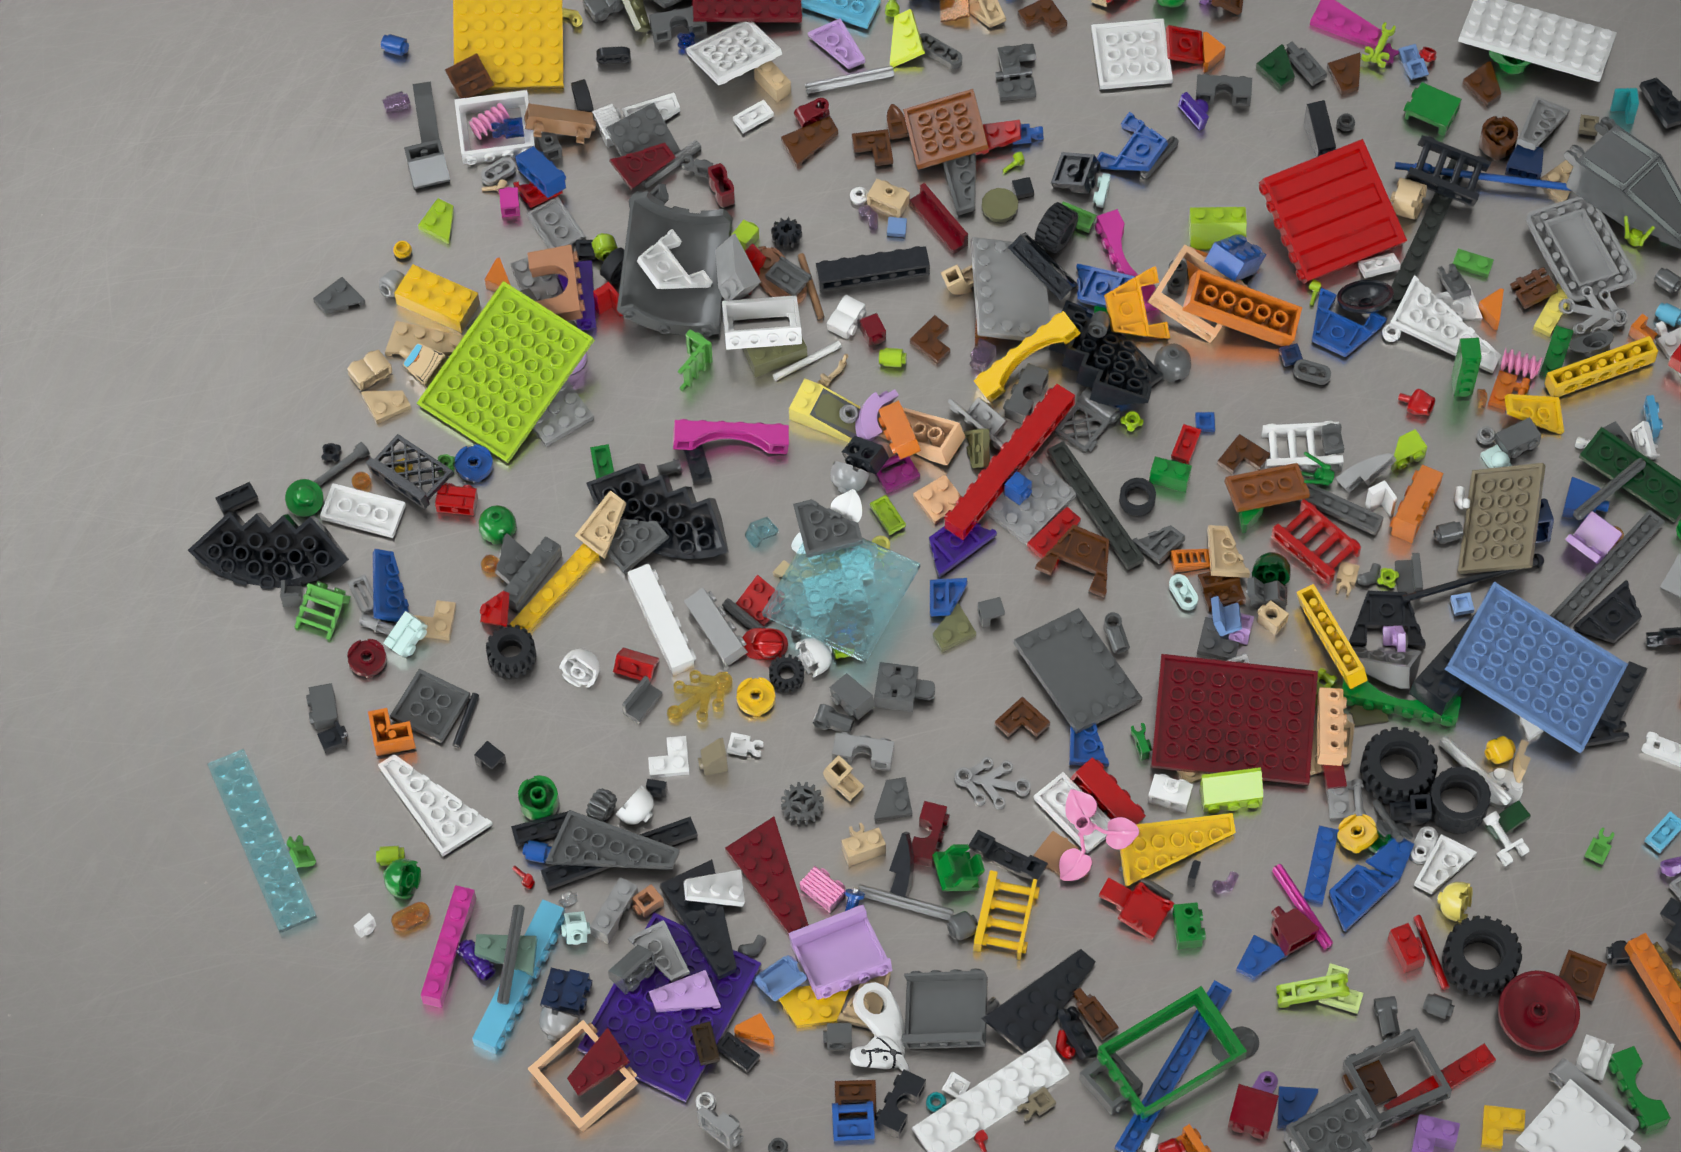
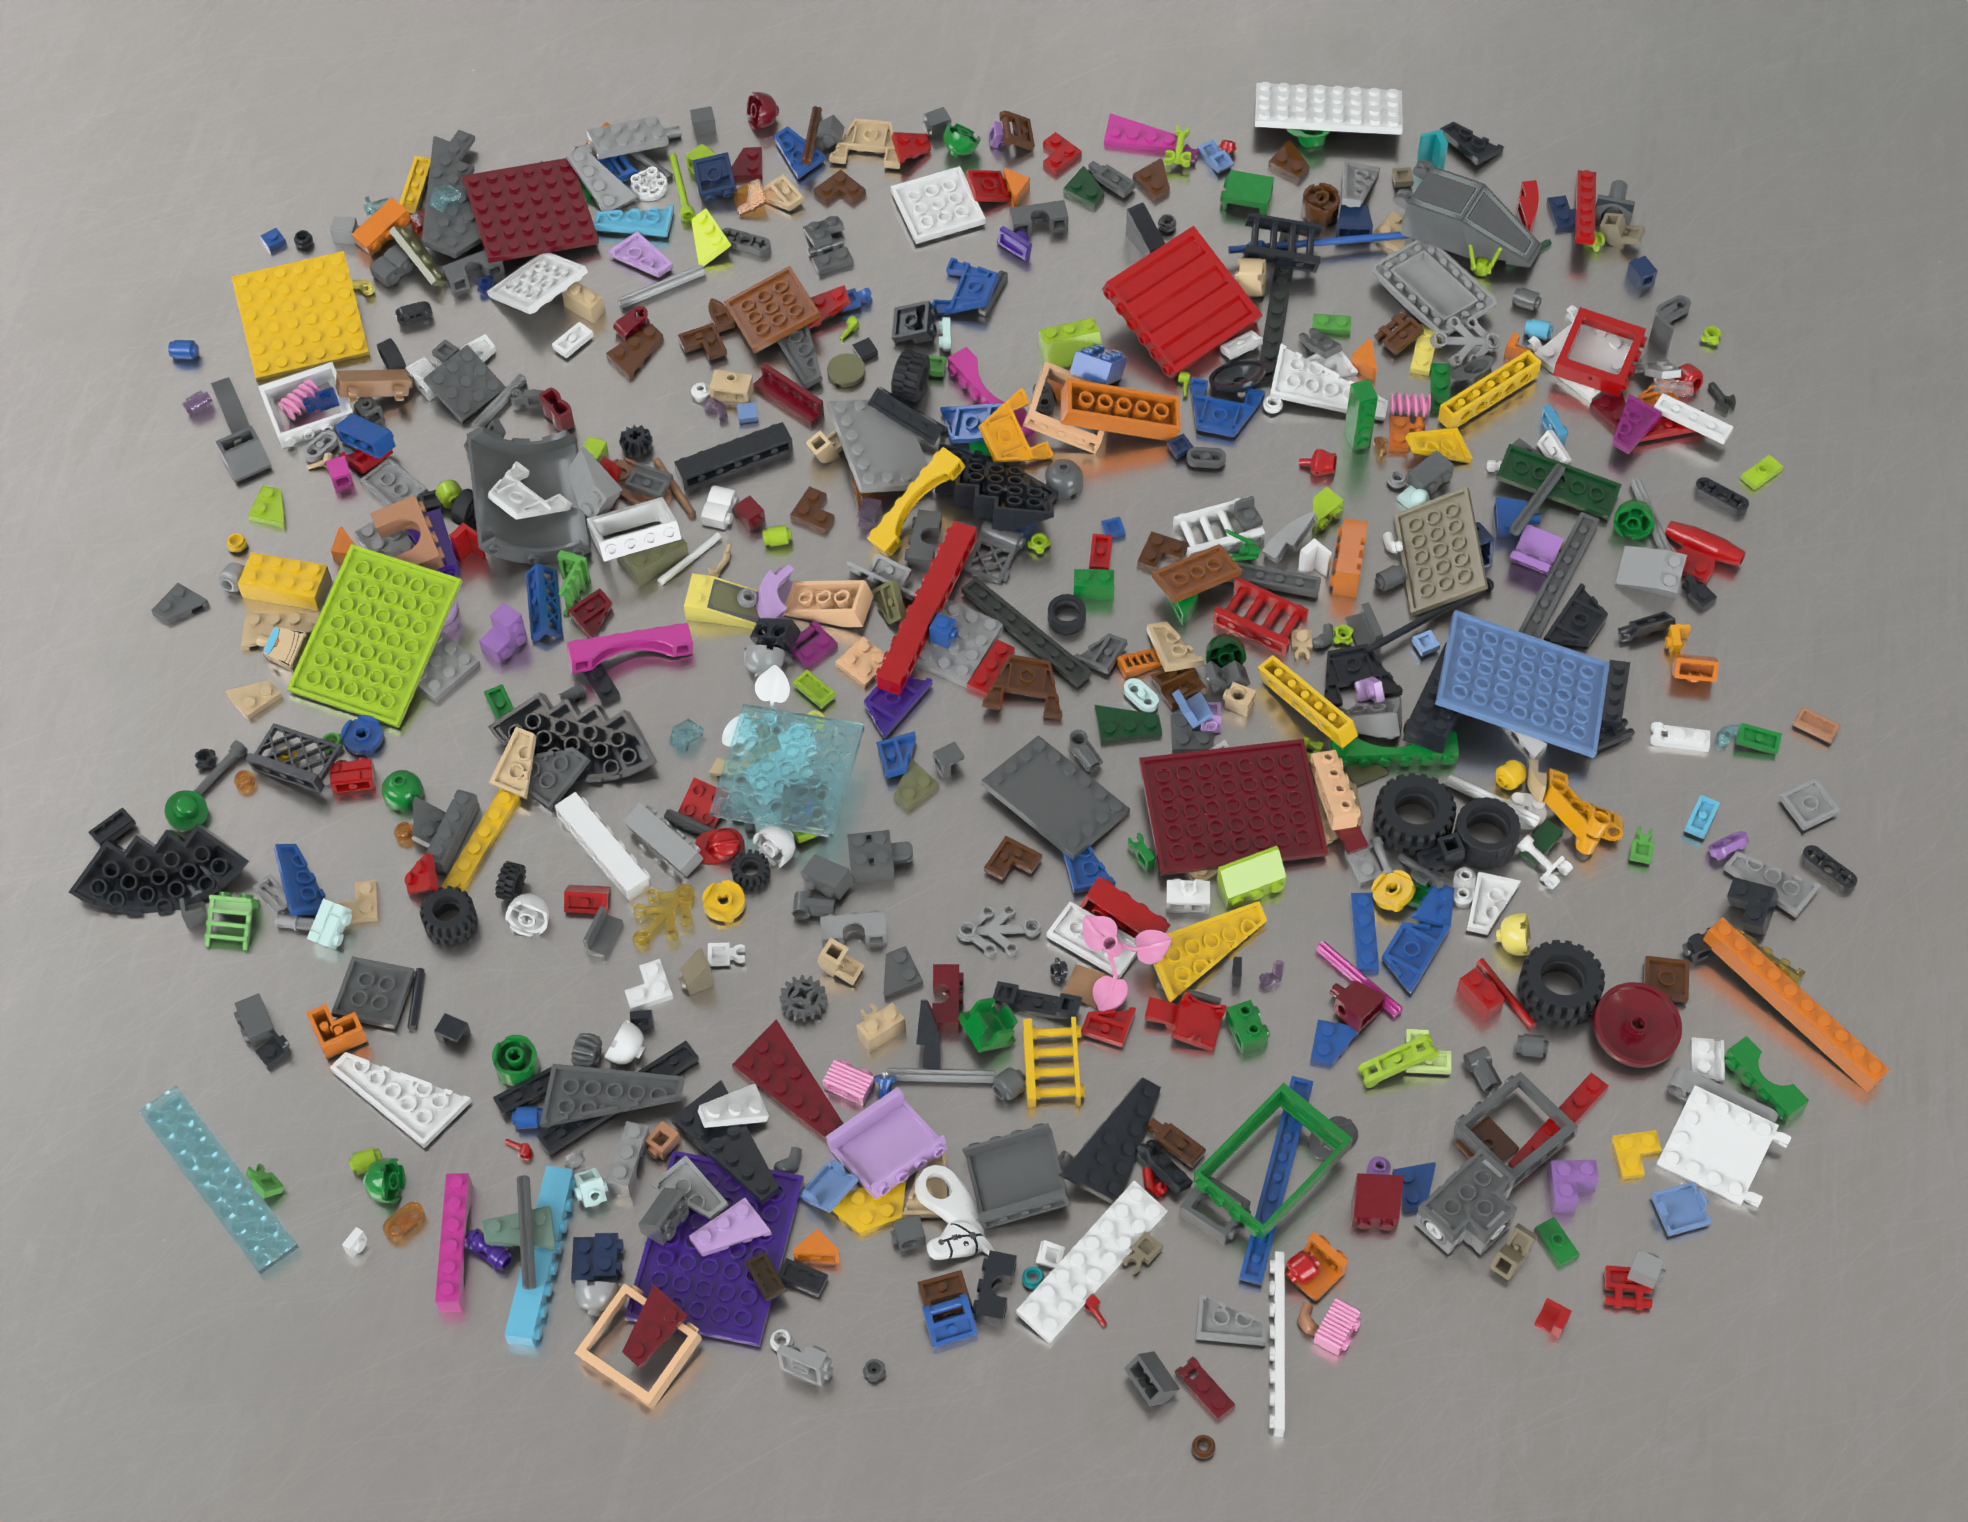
camera: 15 degrees left, 5 degrees down
(362, 510) = (253, 809): white plate -> none
(366, 647) = (292, 970): dark red plate -> none
(369, 369) = (228, 667): tan brick -> none
(469, 77) = (268, 362): reddish brown slope -> none
(572, 633) = (510, 881): none -> black tyre
(622, 397) = (505, 635): none -> medium lavender brick
(632, 103) = (444, 351): none -> dark grey plate
(641, 165) = (470, 406): dark red wing -> none
(660, 370) = (538, 602): none -> blue fence
(705, 393) = (591, 612): none -> dark red wing
(825, 529) = (755, 711): dark grey plate -> none
(898, 430) = (804, 602): orange brick -> none
(1035, 832) = (1058, 970): none -> black plate
(1065, 894) = (1109, 1025): none -> red wing
(1099, 324) = (980, 456): dark grey brick -> none
(1161, 617) = (1125, 725): none -> dark green wing
(1267, 26) = (1062, 154): none -> red plate
(1551, 807) = (1582, 818): none -> light orange connector

